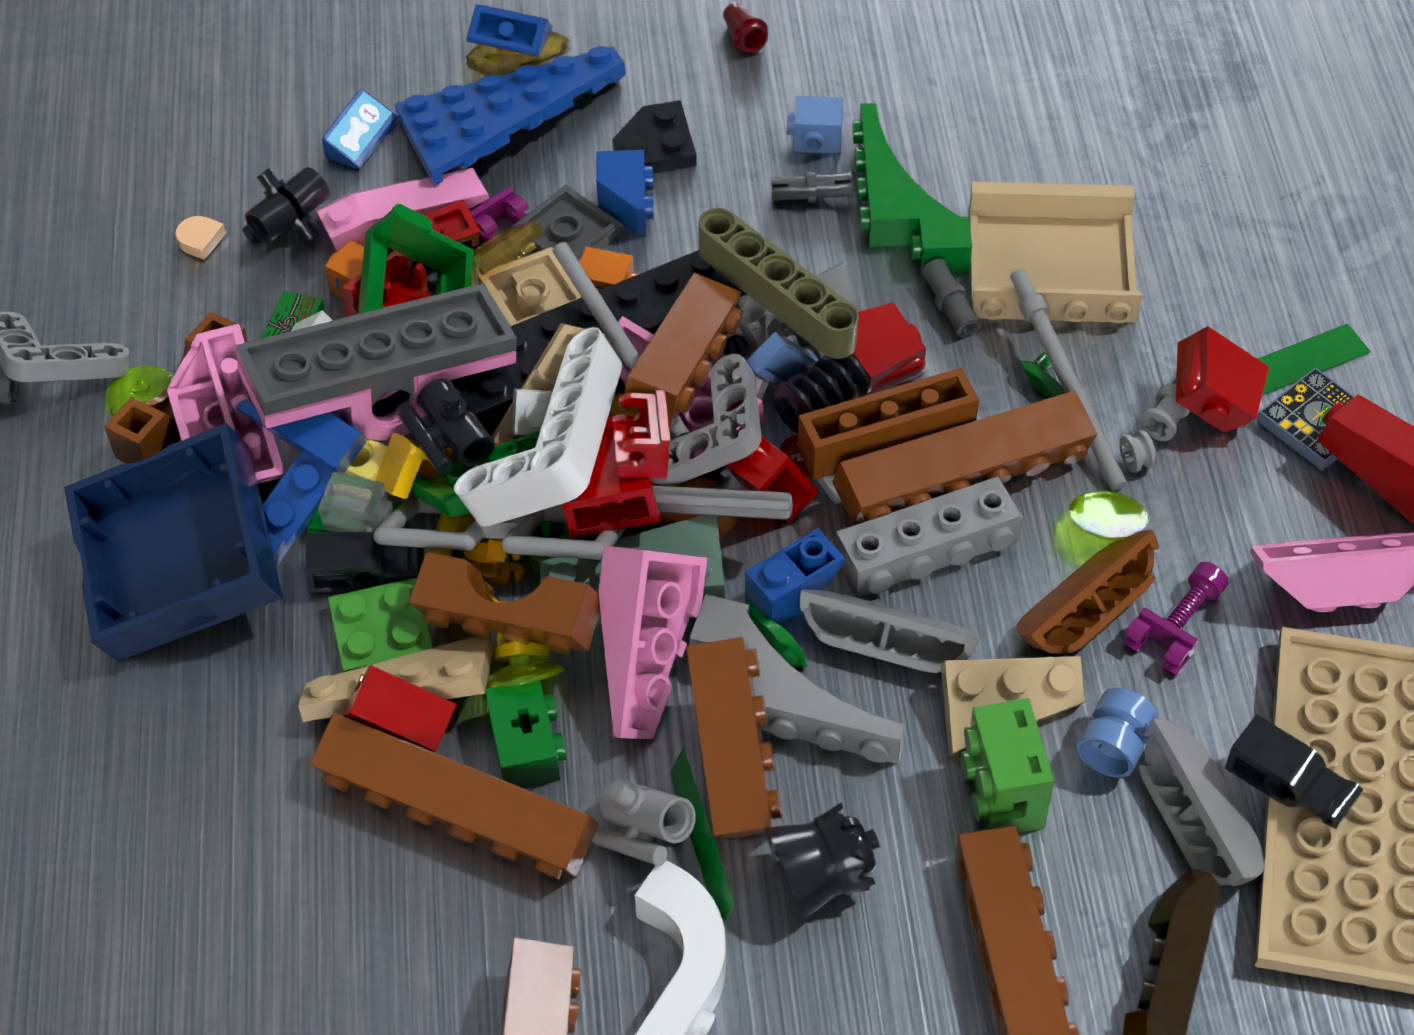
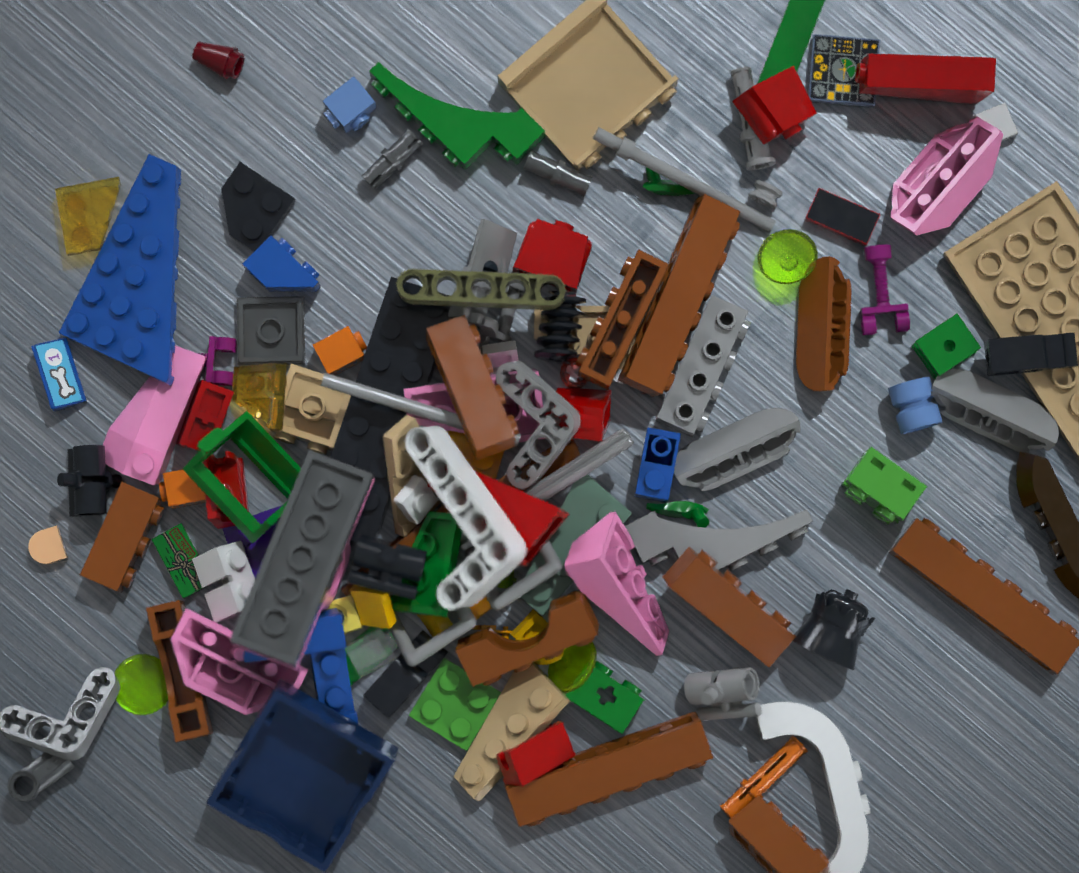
camera: 45 degrees left, 30 degrees up
(261, 268) = (123, 538): none -> dark orange brick
(508, 30) = (76, 209): blue slope -> none
(611, 947) = (764, 777): none -> orange pin
(642, 439) = (521, 481): red hinge -> none
(702, 838) = (763, 672): green sticker -> none
(780, 359) = (518, 332): medium blue tile -> none
(1048, 682) = (835, 432): tan wing -> none
(1200, 528) = (842, 217): none -> black tile
(1206, 705) = (946, 346): none -> green piece

